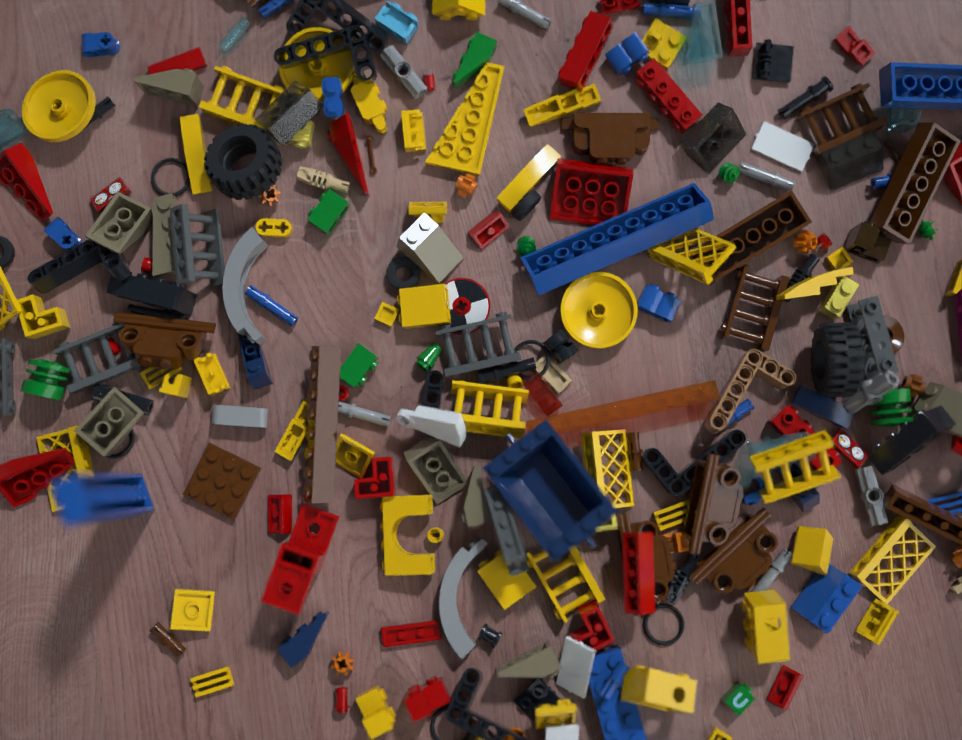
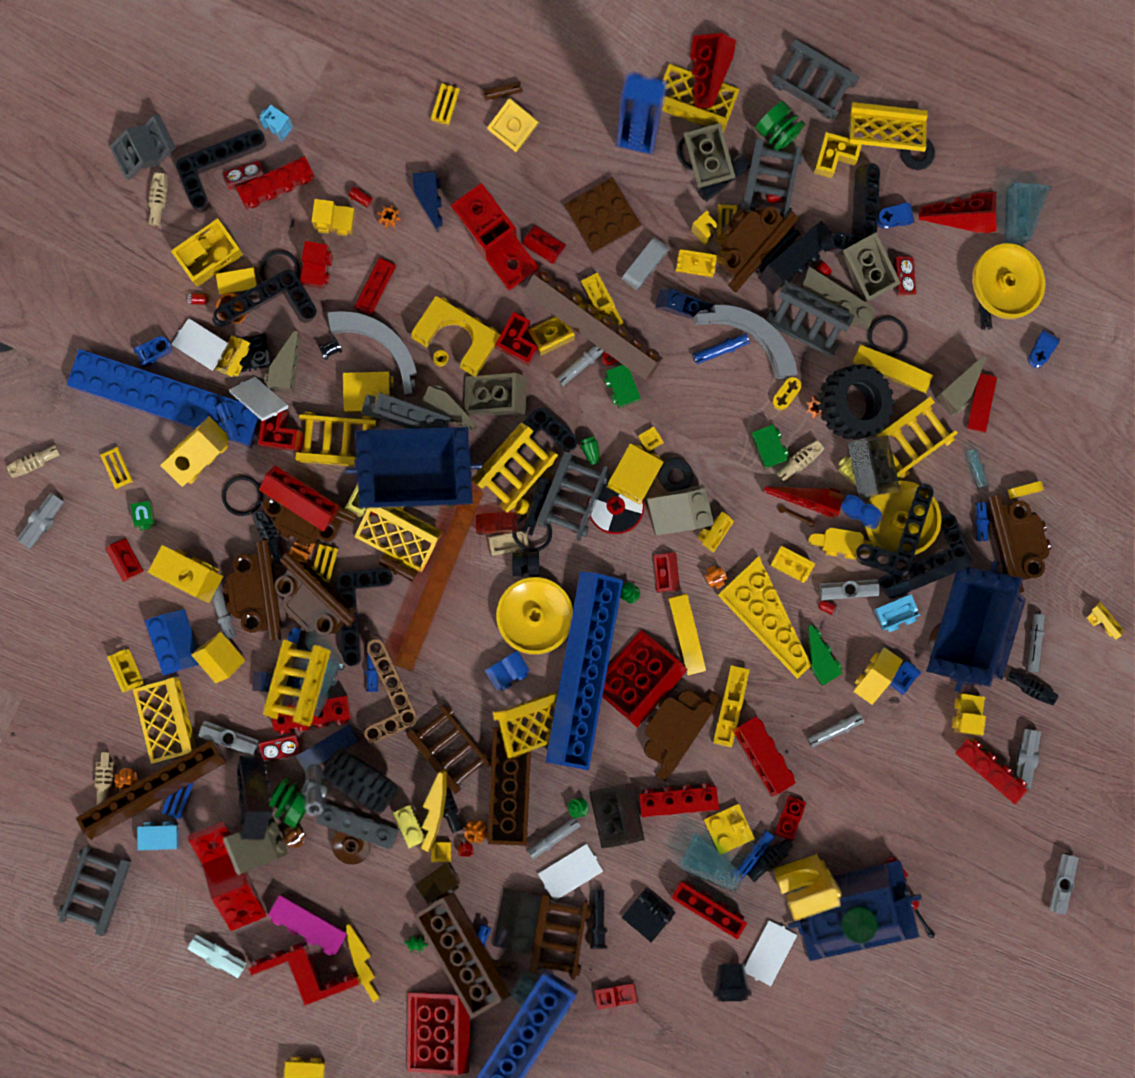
camera: 120 degrees right, 0 degrees up
(435, 422) = (531, 415): white piece -> none
(526, 205) = (663, 615): black tyre -> none
(627, 54) = (738, 791): blue brick -> none

